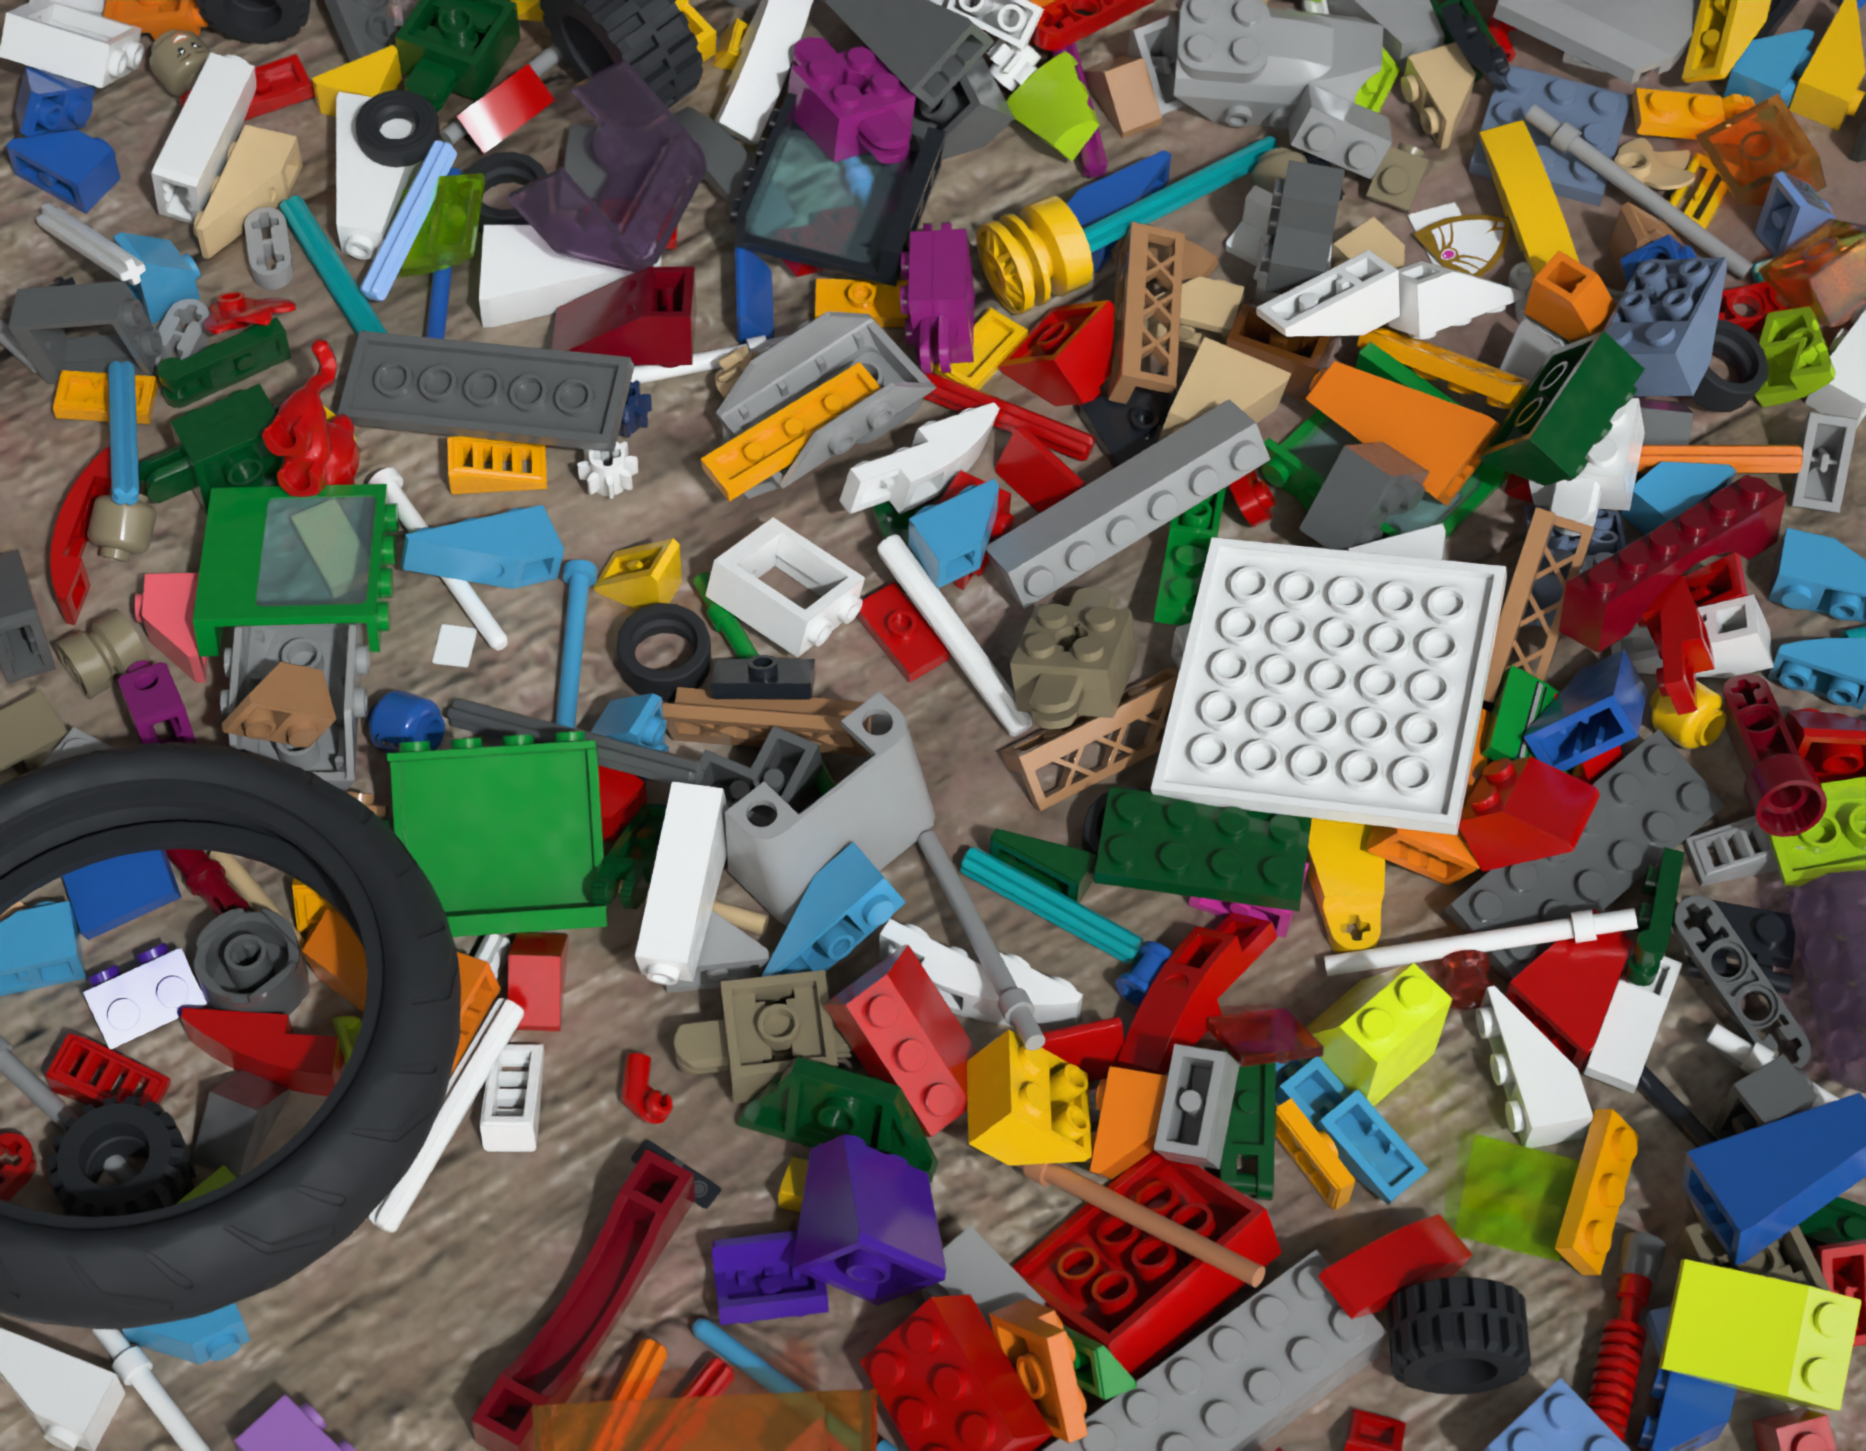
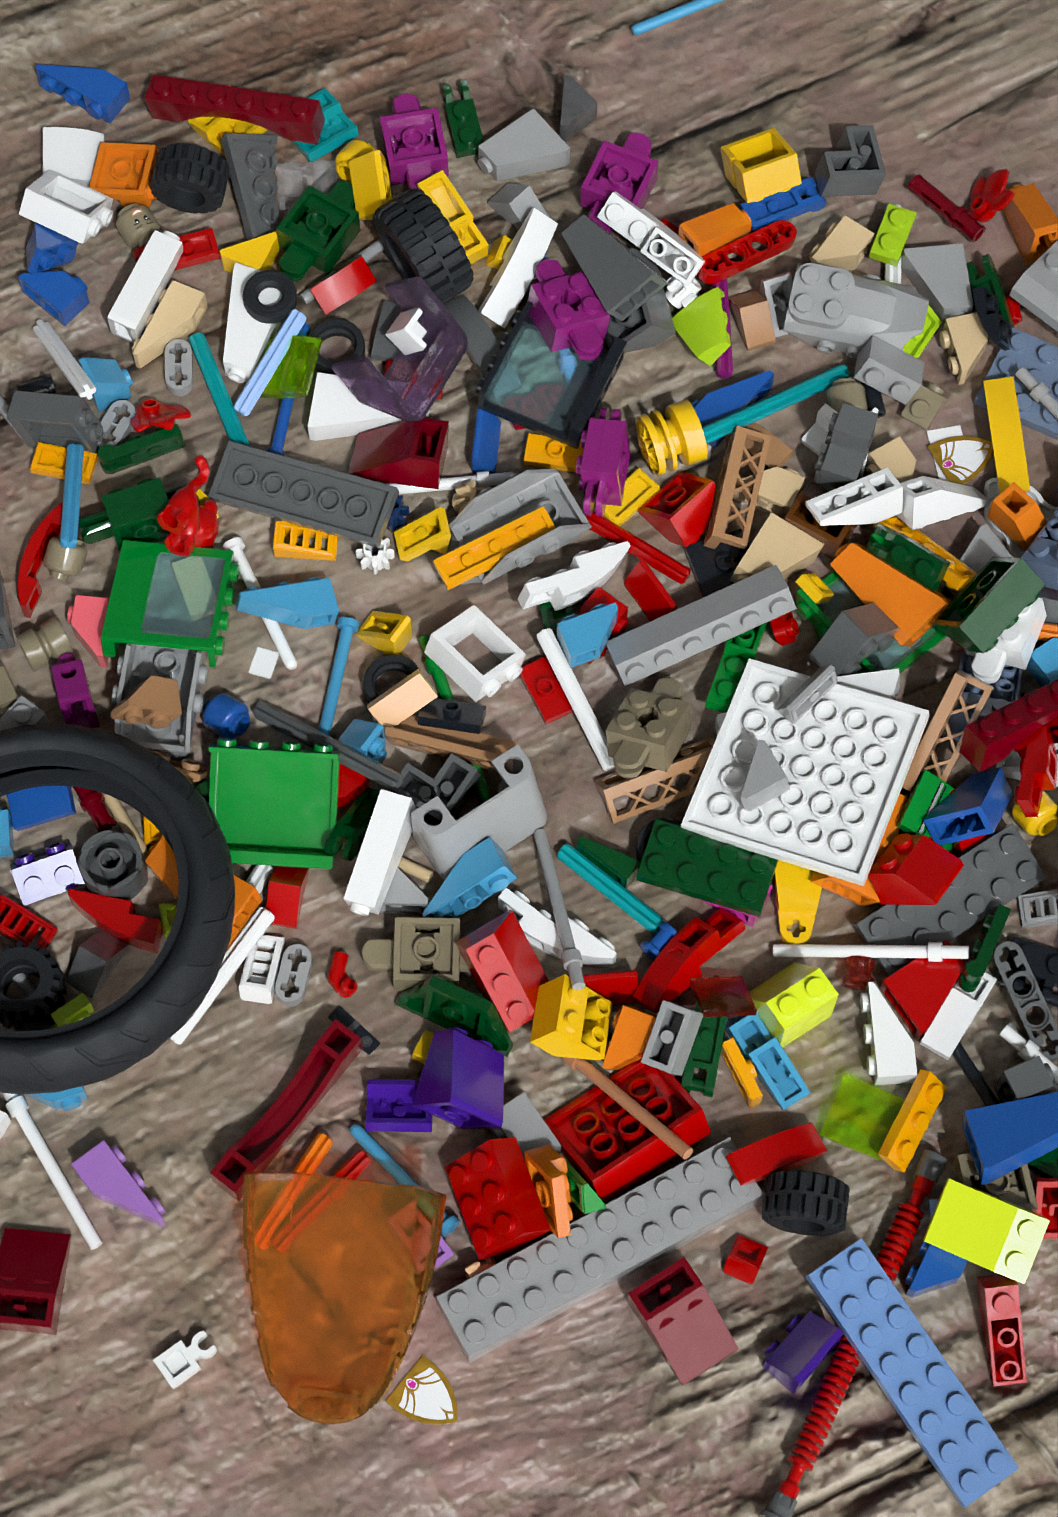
camera: 10 degrees right, 10 degrees up
(577, 1101) = (286, 974): none -> light grey beam
(613, 152) = (407, 332): none -> white panel
(683, 427) = (424, 534): none -> yellow slope
(684, 661) = (402, 700): none -> light nougat tile
(1274, 696) = (764, 779): none -> light grey slope
(1289, 437) = (815, 588): none -> yellow tile
(1316, 569) = (808, 693): none -> light grey slope
(1429, 370) = (910, 557): none -> dark green hinge

